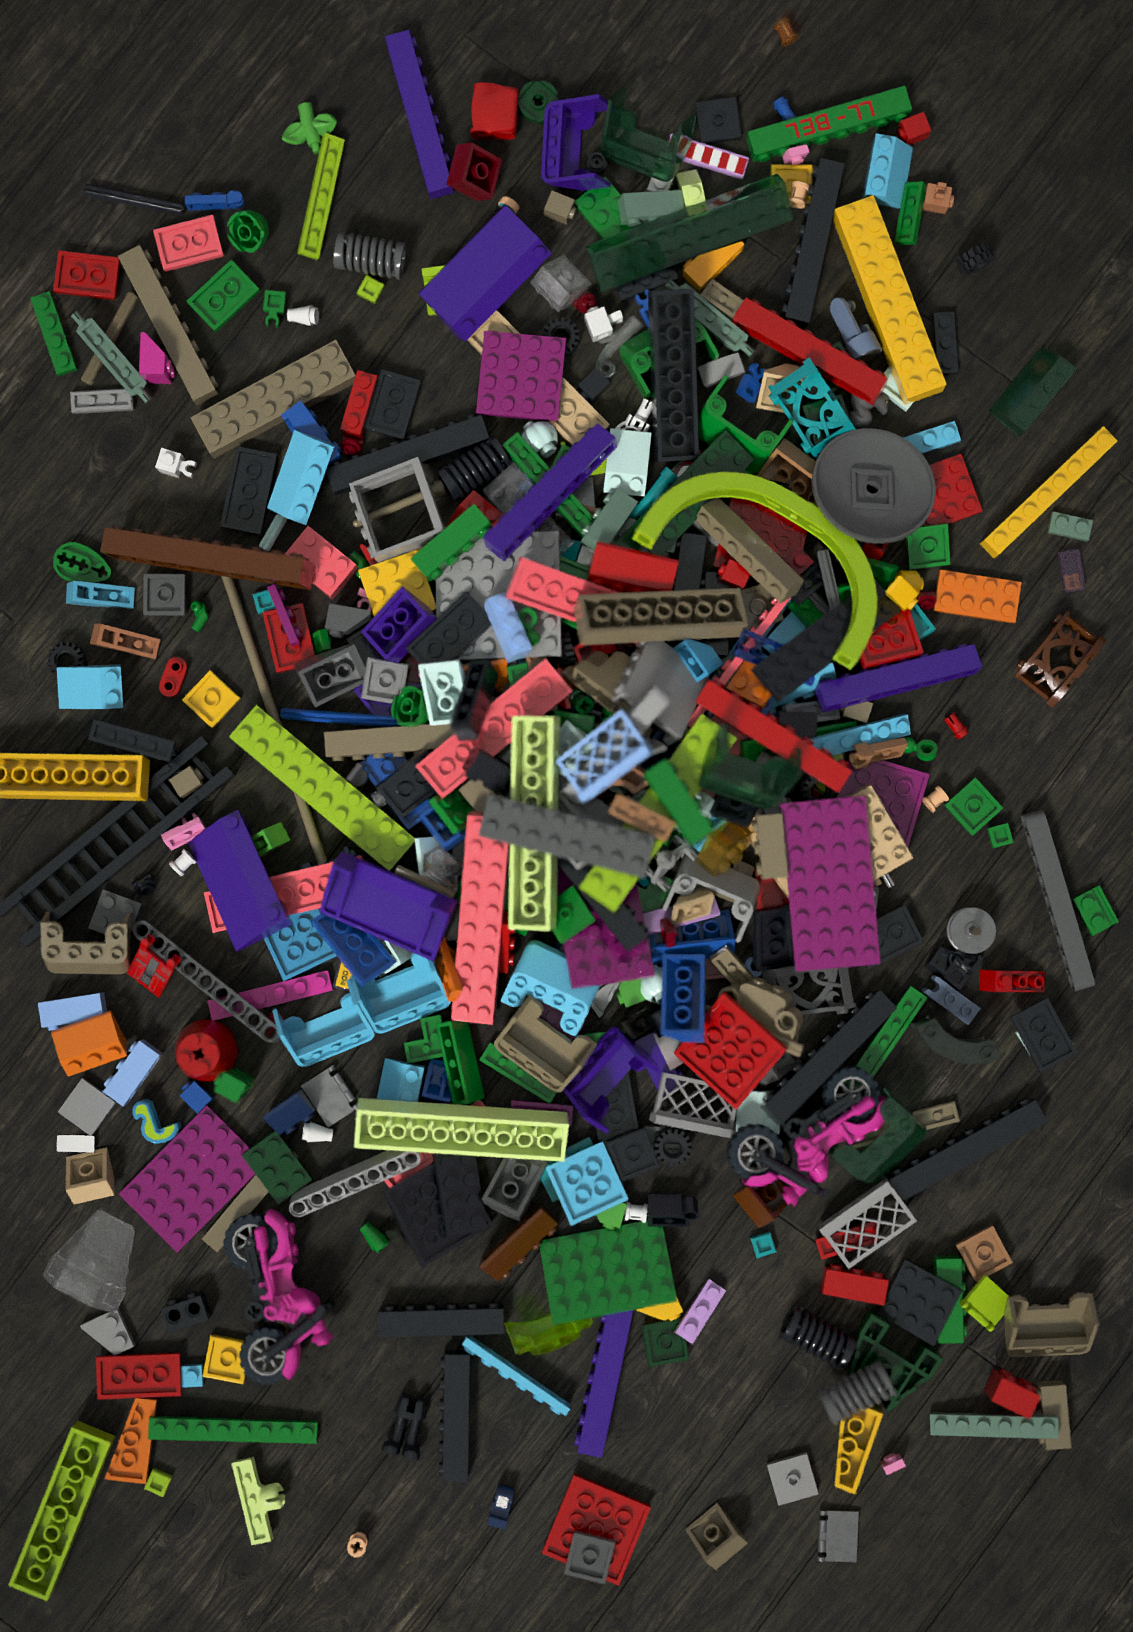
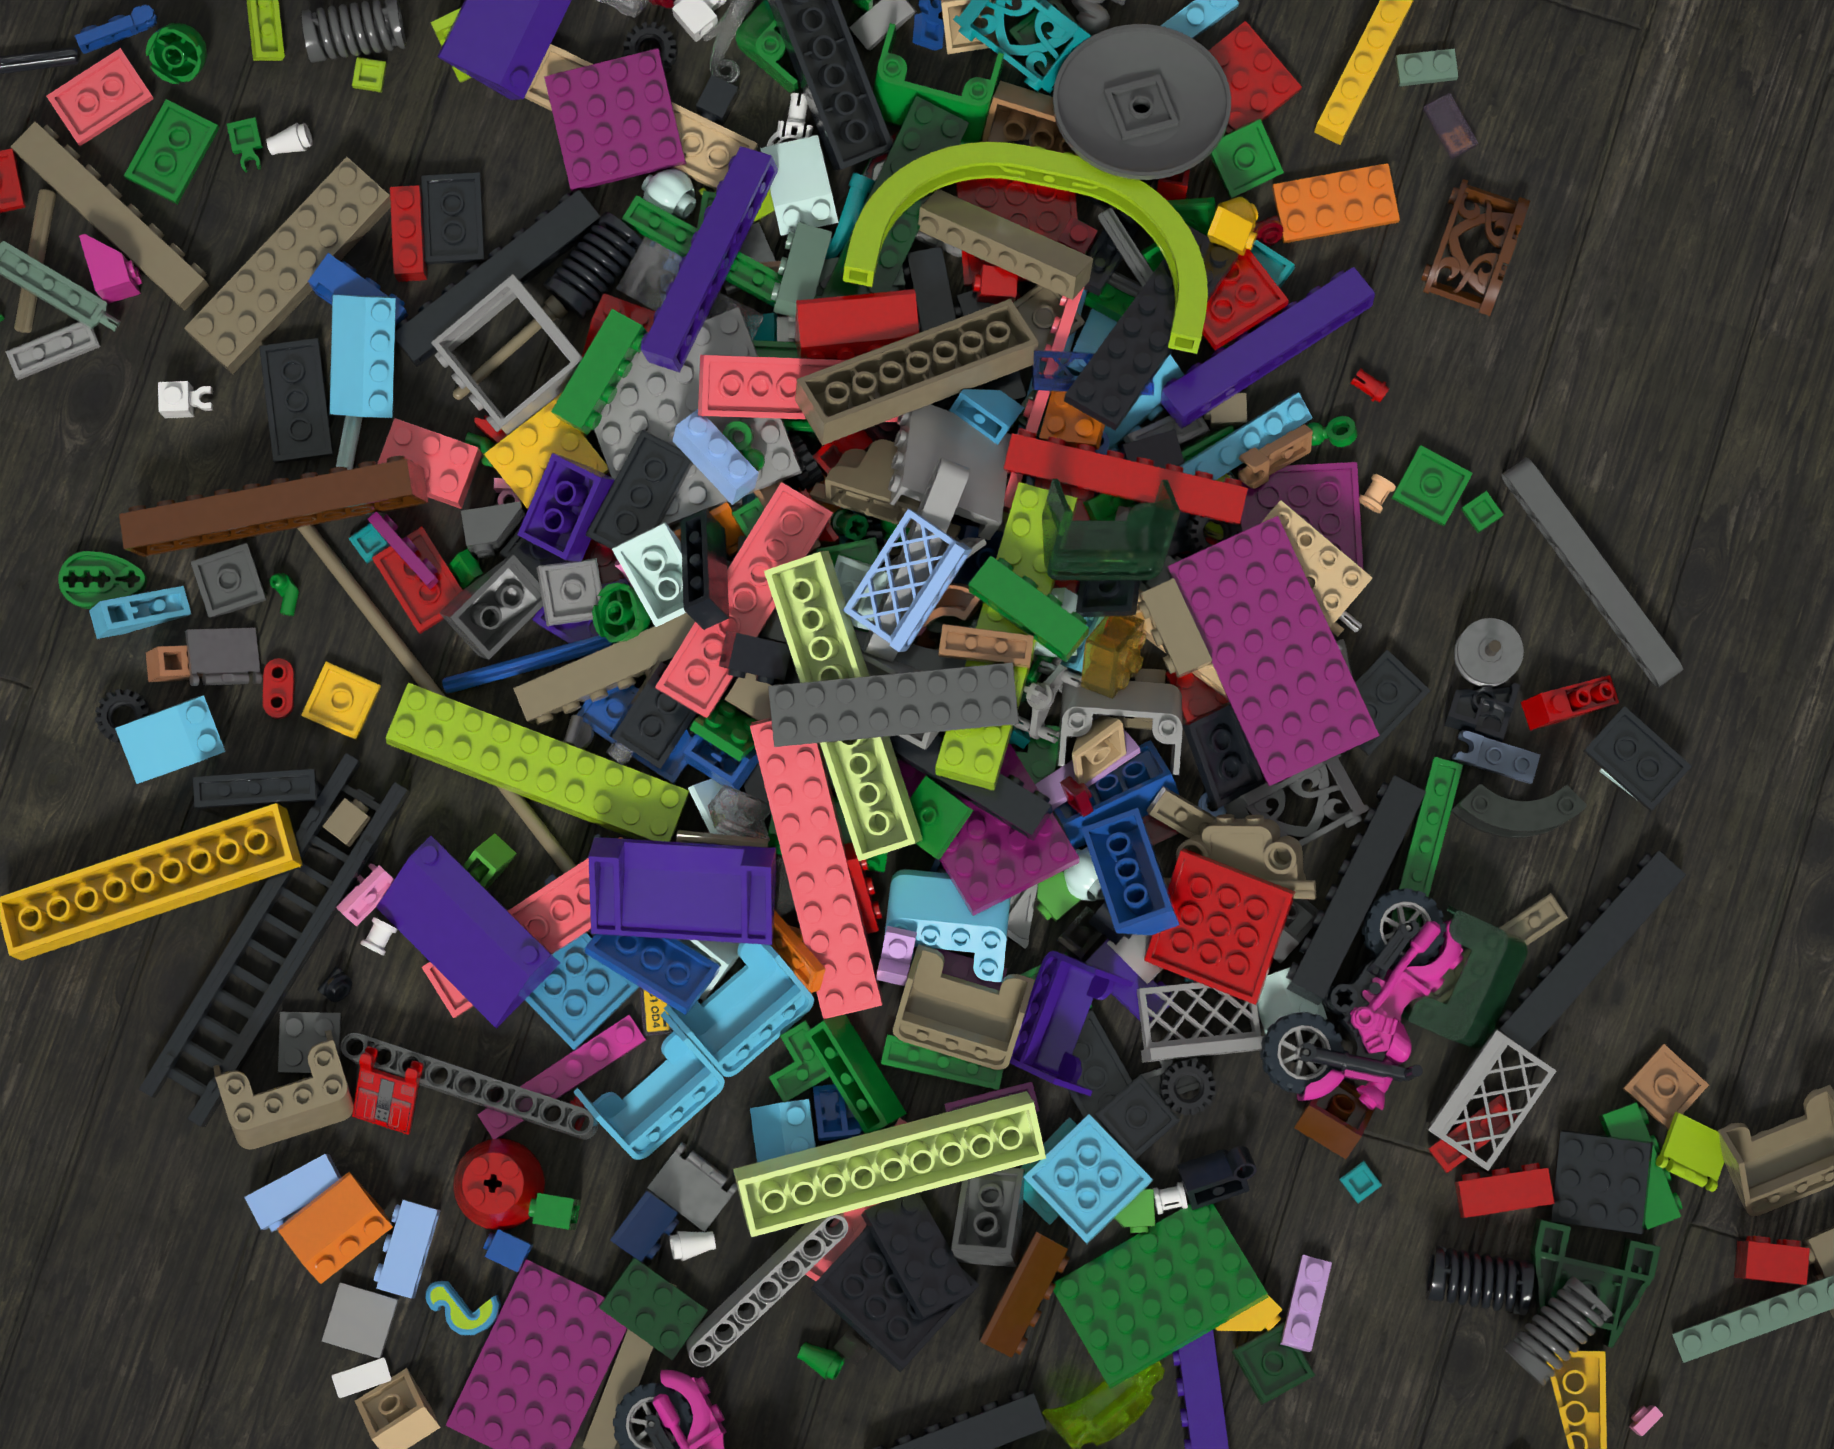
camera: 20 degrees left, 5 degrees down
(143, 643) = (223, 656): none -> flat silver piece
(351, 445) = (415, 291): dark red plate -> none
(512, 996) = (896, 955): none -> lavender slope
(1095, 910) = (1647, 568): green plate -> none

